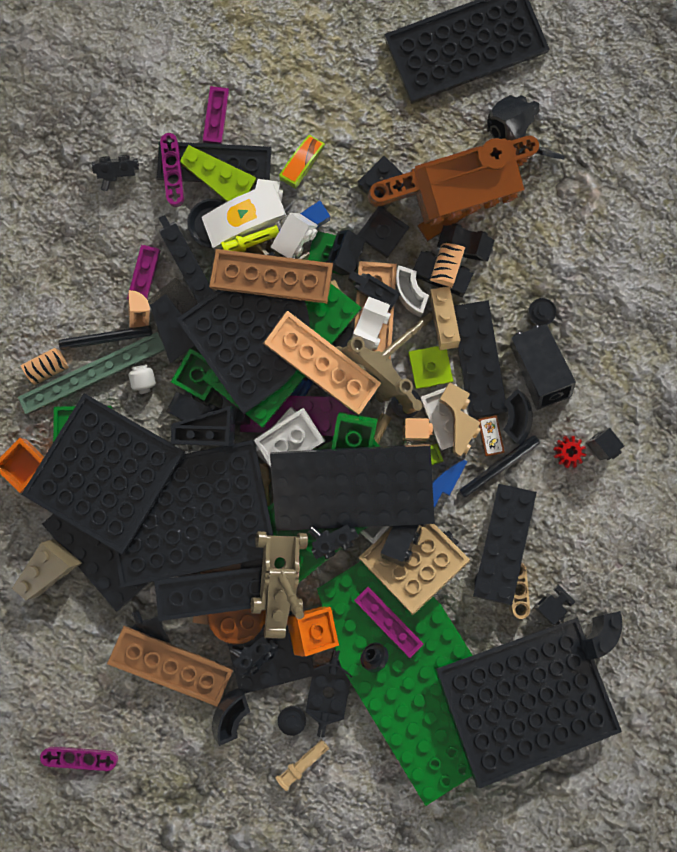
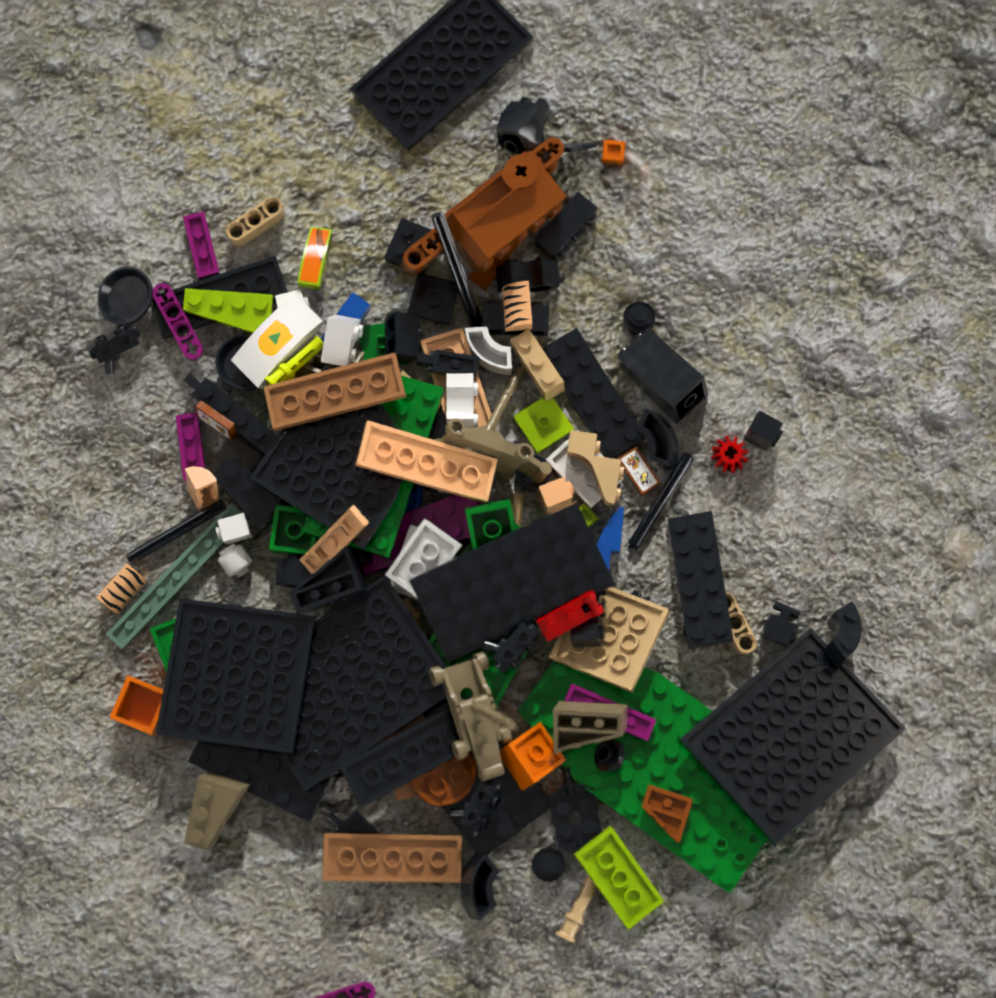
camera: 20 degrees left, 5 degrees down
(139, 132) = (125, 295): none -> black piece
(149, 354) = (233, 529): none -> white brick
(170, 261) = (216, 420): none -> dark orange tile
(223, 396) = (335, 539): none -> light nougat hinge
(260, 120) = (258, 212): none -> tan beam
(343, 755) = (618, 877): none -> lime plate
(366, 625) = (586, 723): none -> dark tan wedge
(387, 534) = (569, 615): none -> red plate
(403, 720) = (668, 810): none -> dark orange wing
(410, 214) = (456, 269): none -> black axle
(513, 215) = (566, 226): none -> black brick
(576, 169) = (613, 152): none -> orange tile

